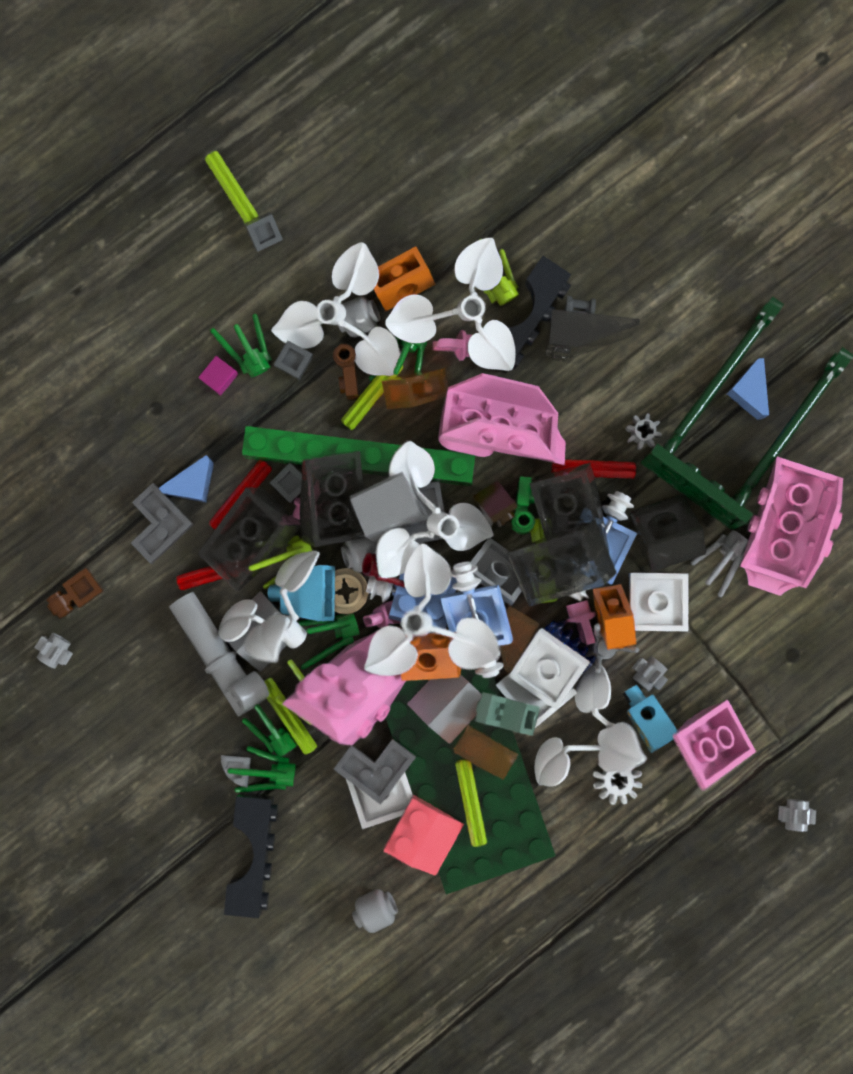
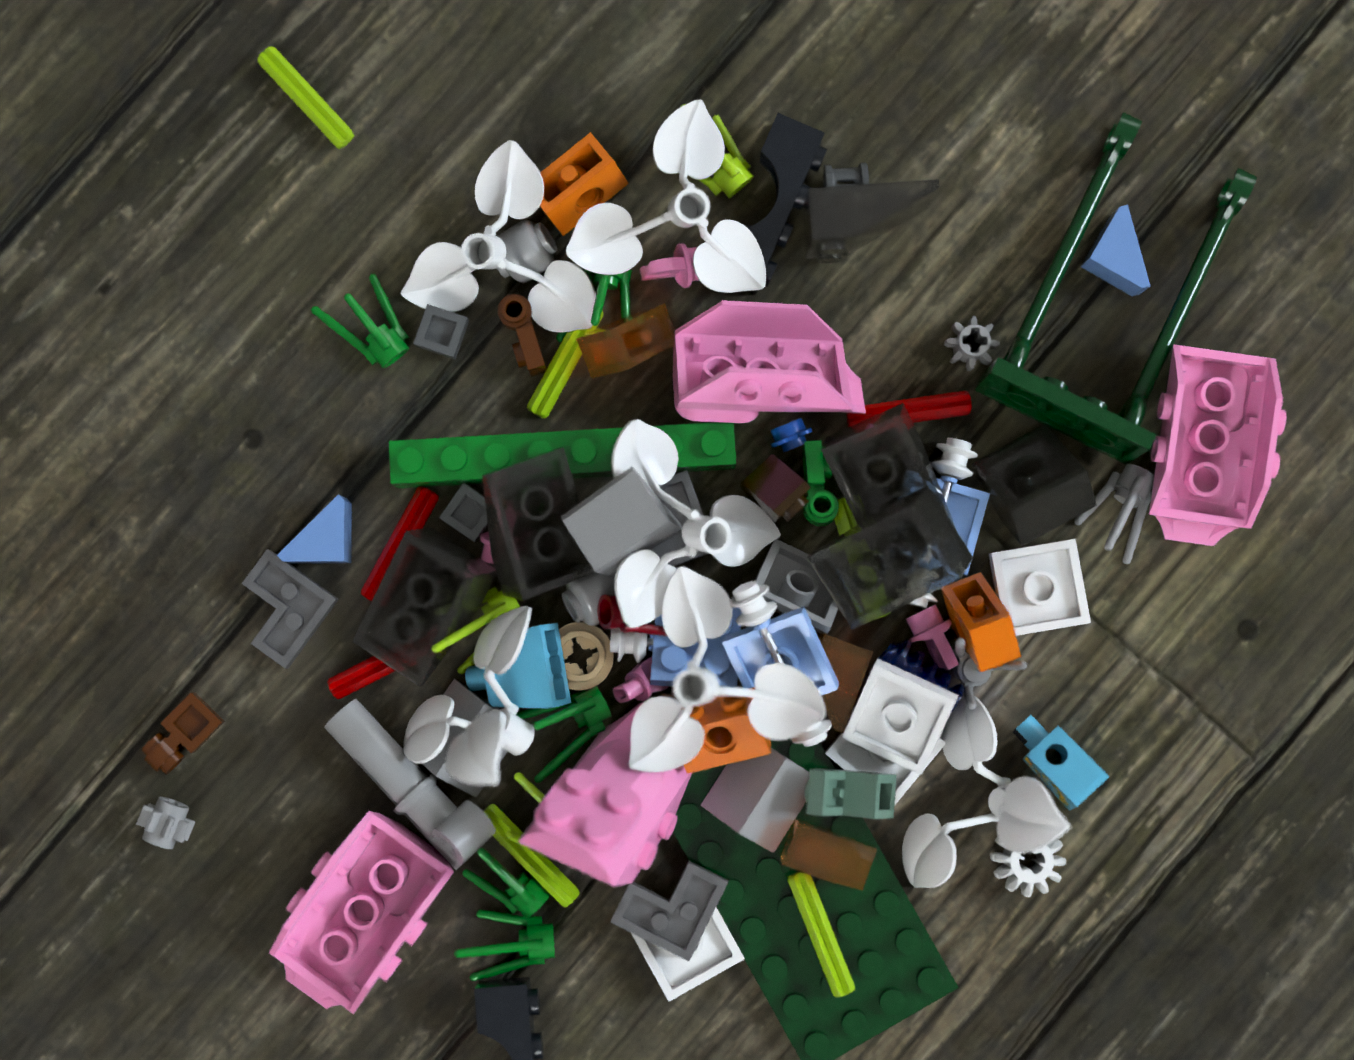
camera: 15 degrees left, 0 degrees up
(169, 732) = (360, 912): none -> bright pink slope
(218, 375) = (335, 374): dark pink slope -> none
(236, 762) = (467, 938): light grey tile -> none
(263, 231) = (362, 151): dark grey plate -> none
(423, 836) = (759, 996): coral slope -> none
(511, 470) = (790, 435): none -> blue plate
(649, 673) = (1046, 695): light grey gear -> none
(713, 743) = (1160, 780): bright pink slope -> none
(797, 815) = (1299, 862): light grey gear -> none

